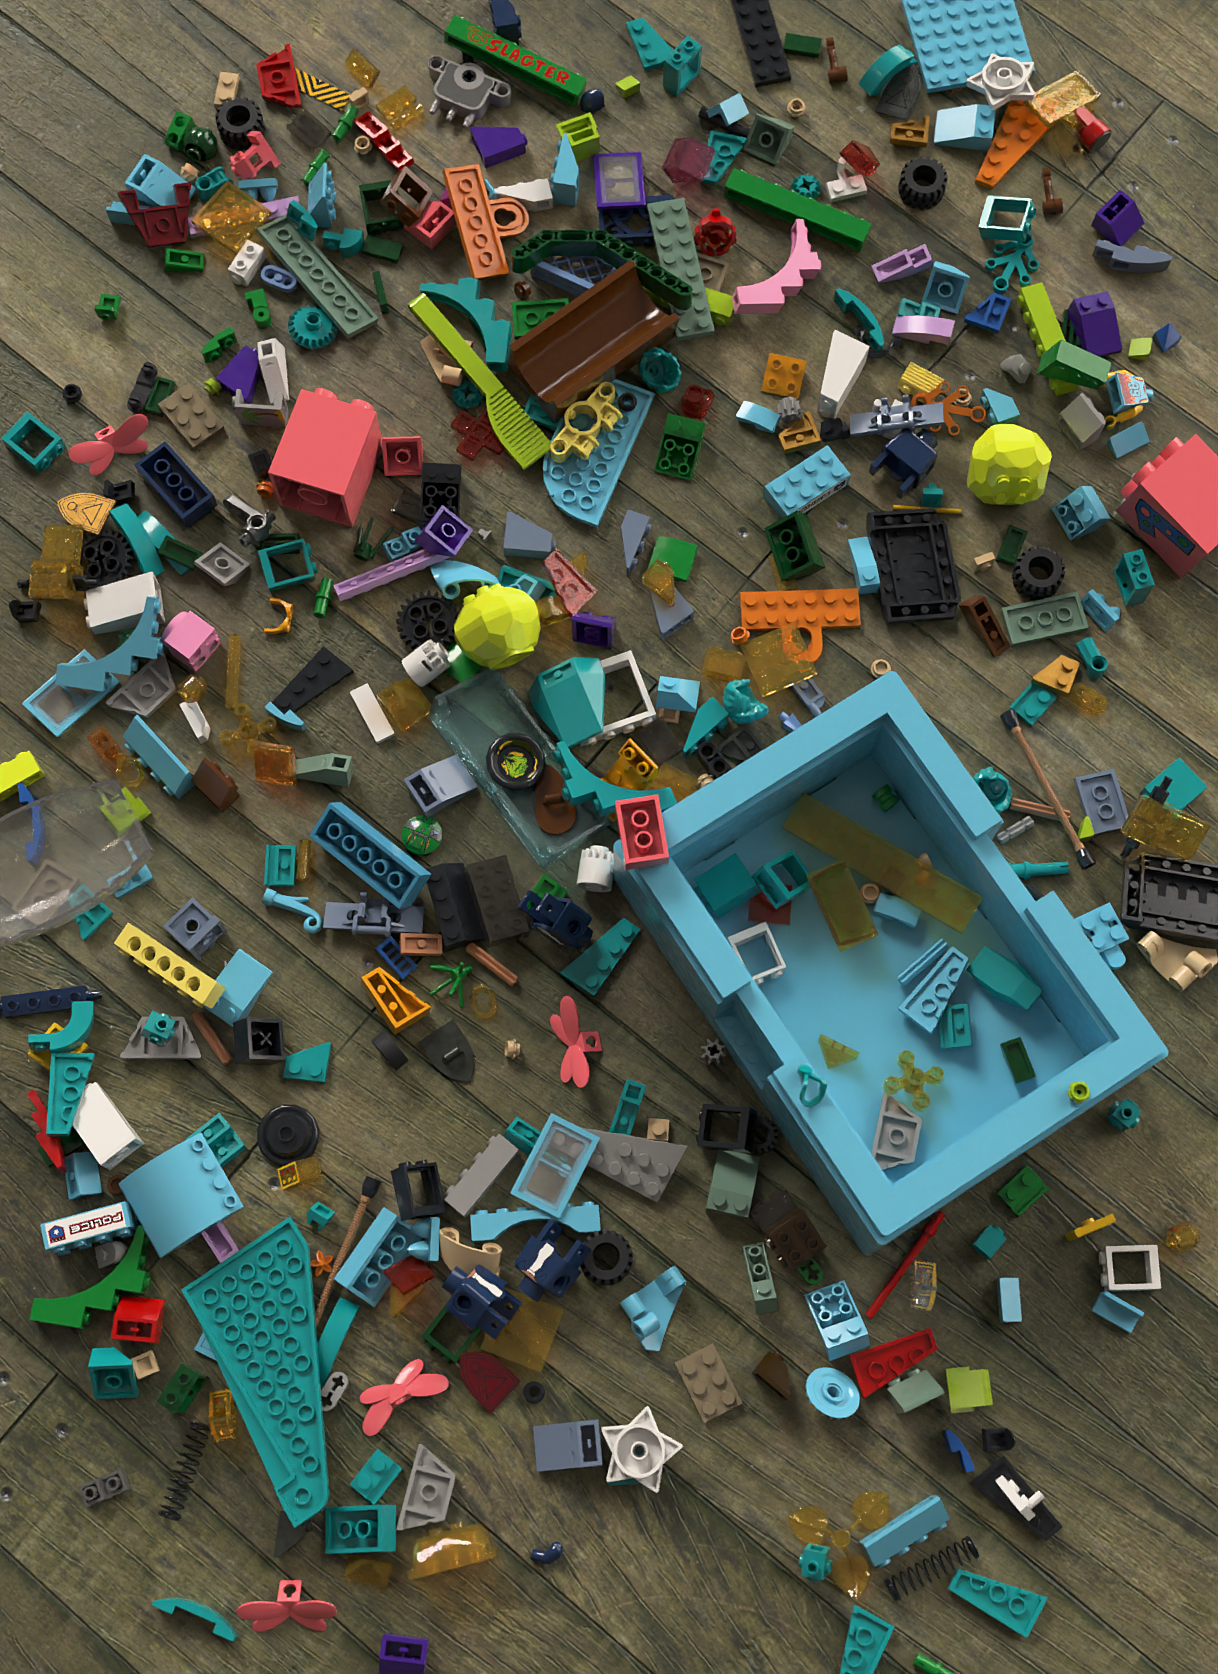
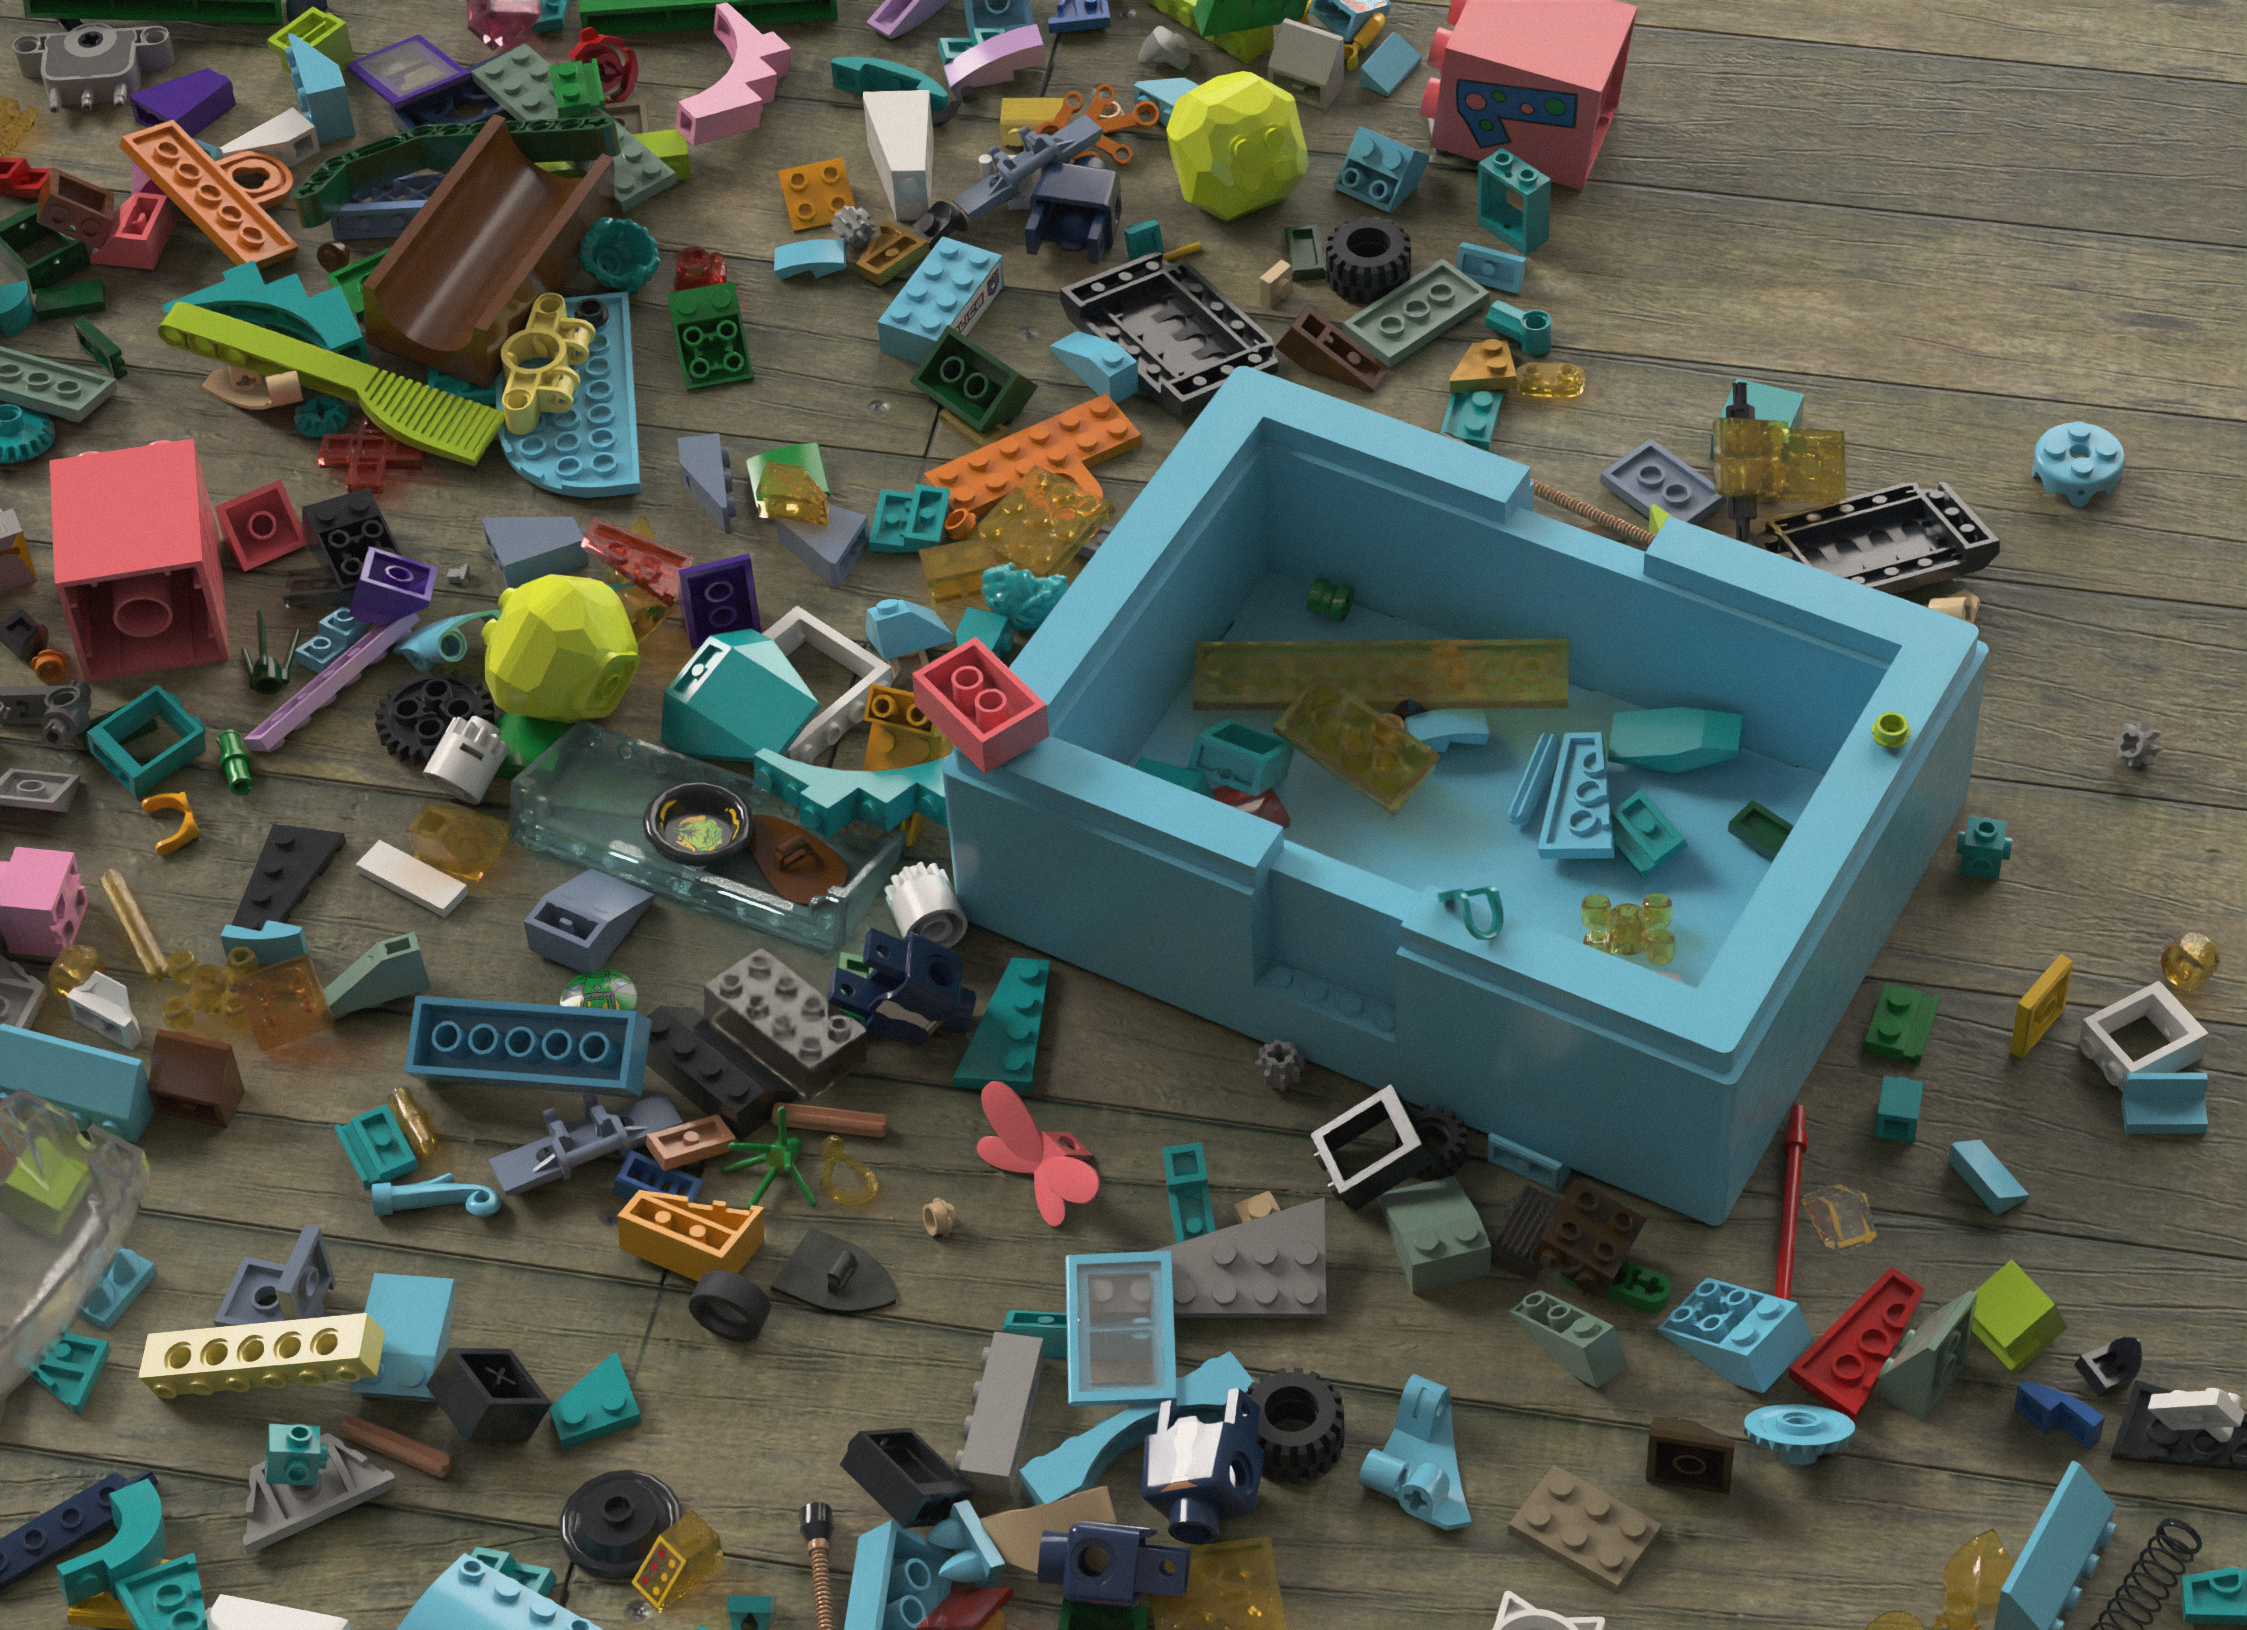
camera: 25 degrees left, 25 degrees down
(692, 247) = (577, 88): none -> green plate
(717, 618) = (909, 519): none -> teal slope
(798, 1170) = (1526, 1162): none -> medium azure slope

